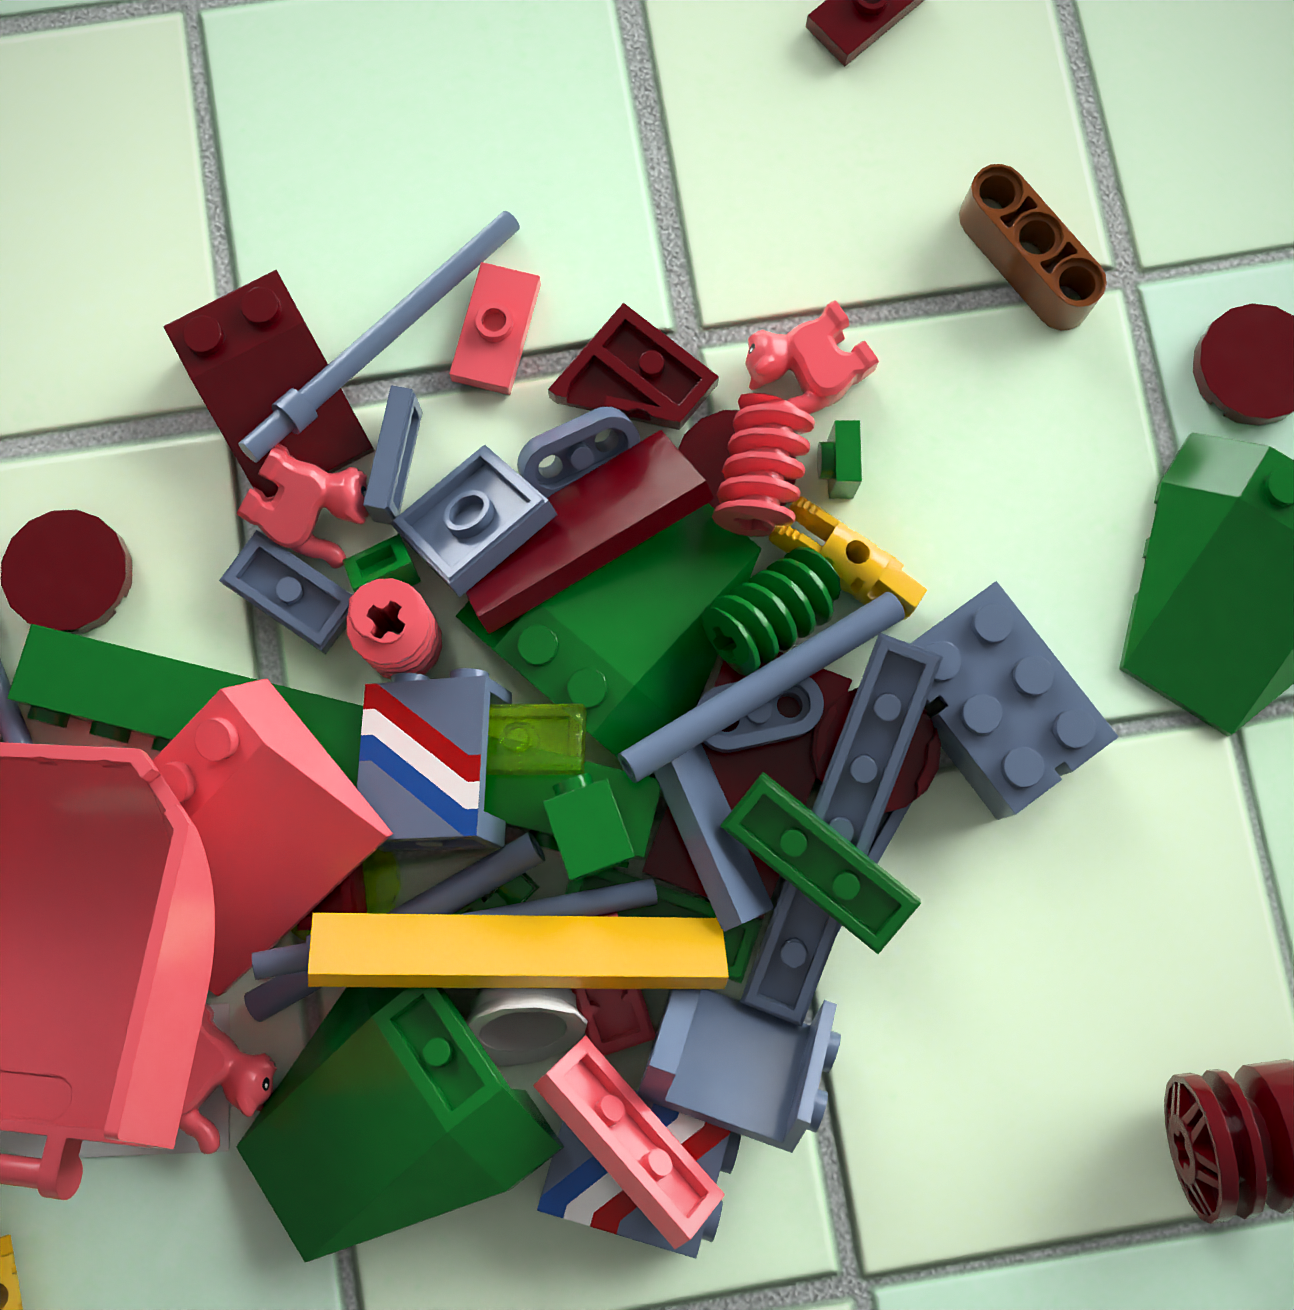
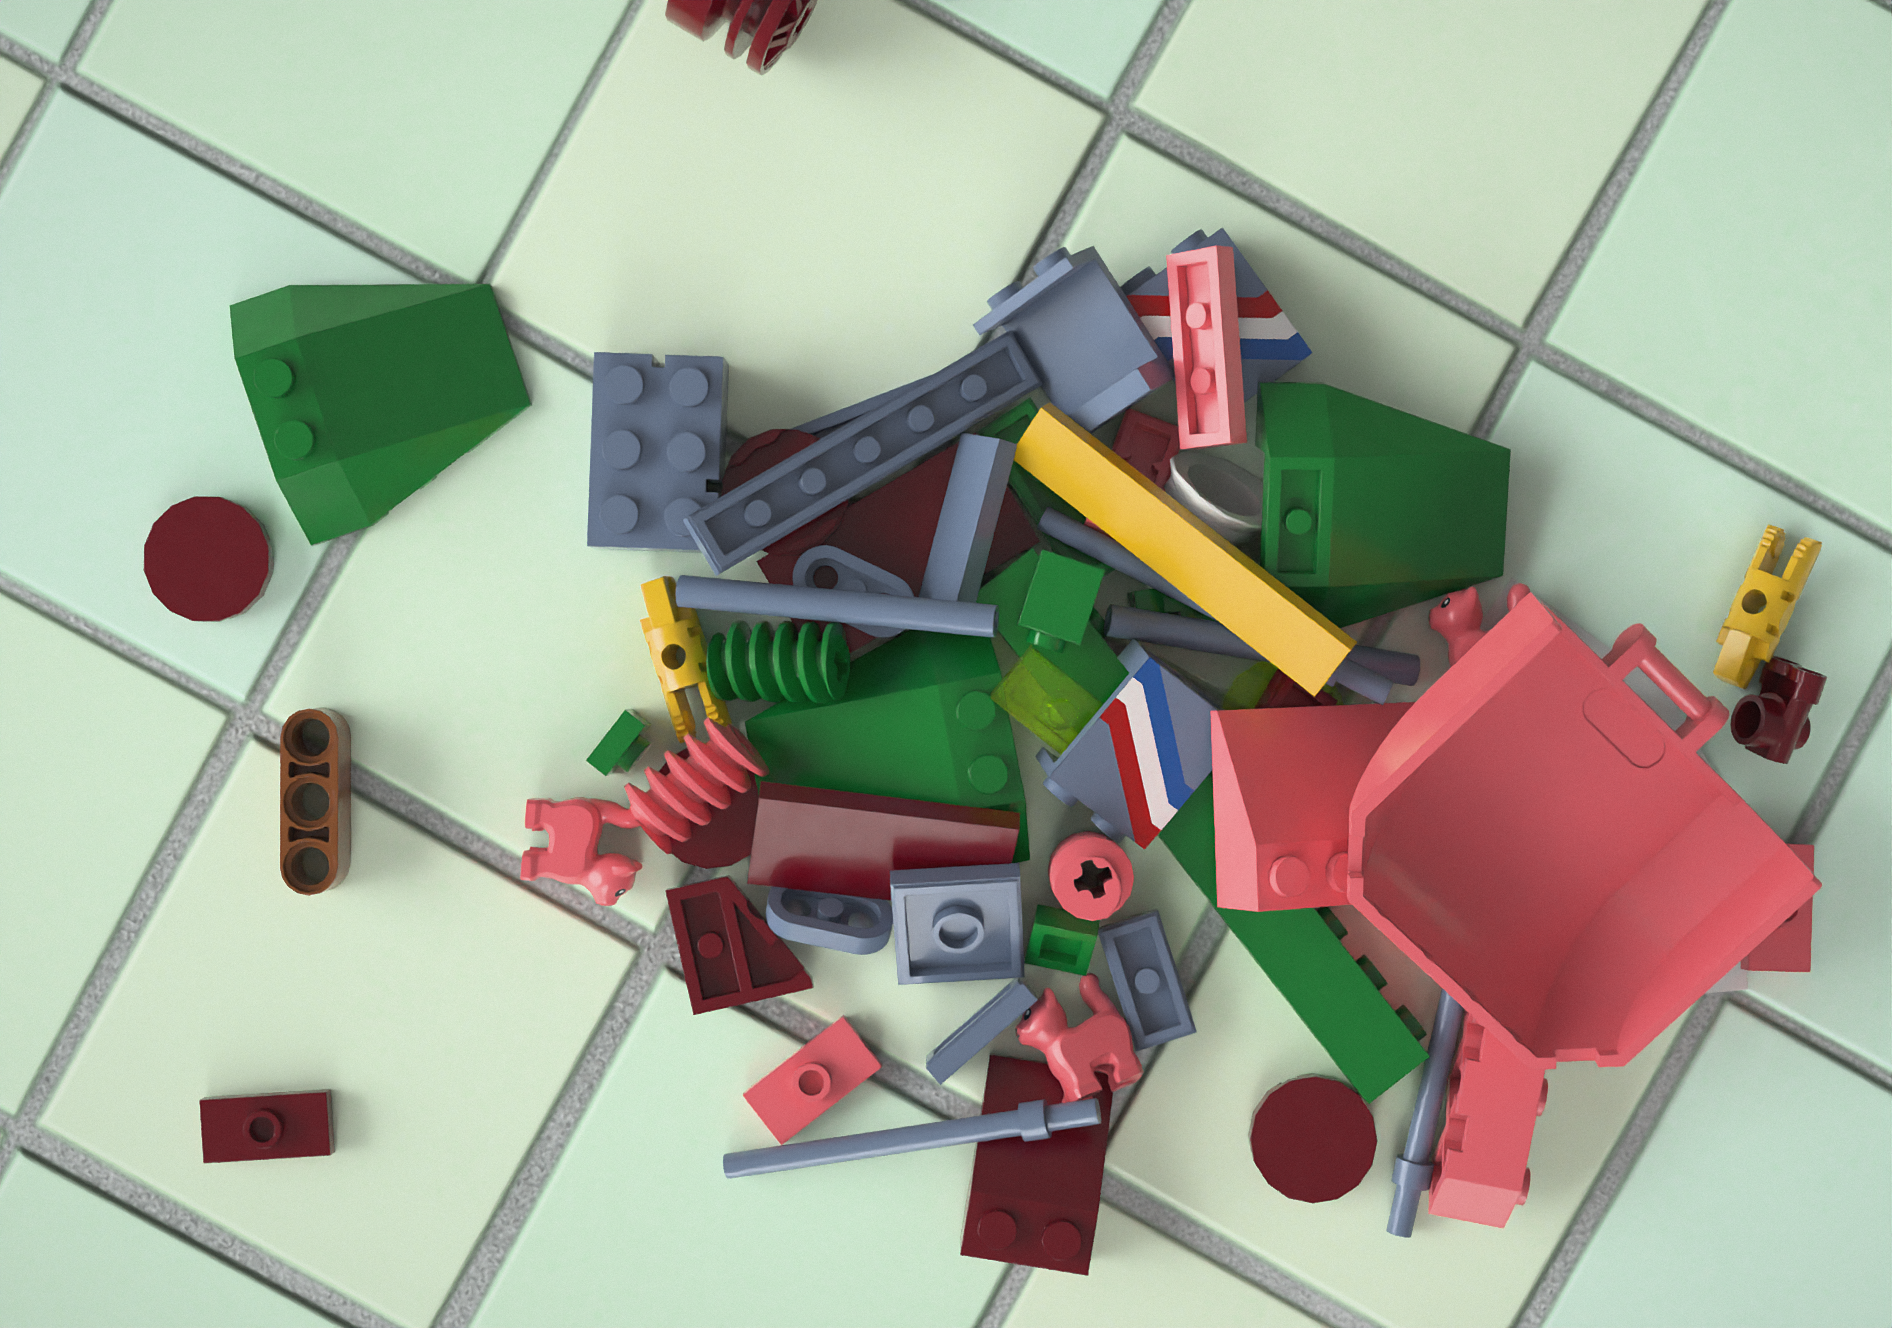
camera: 135 degrees left, 10 degrees up
(820, 863) = (902, 438): green tile -> none

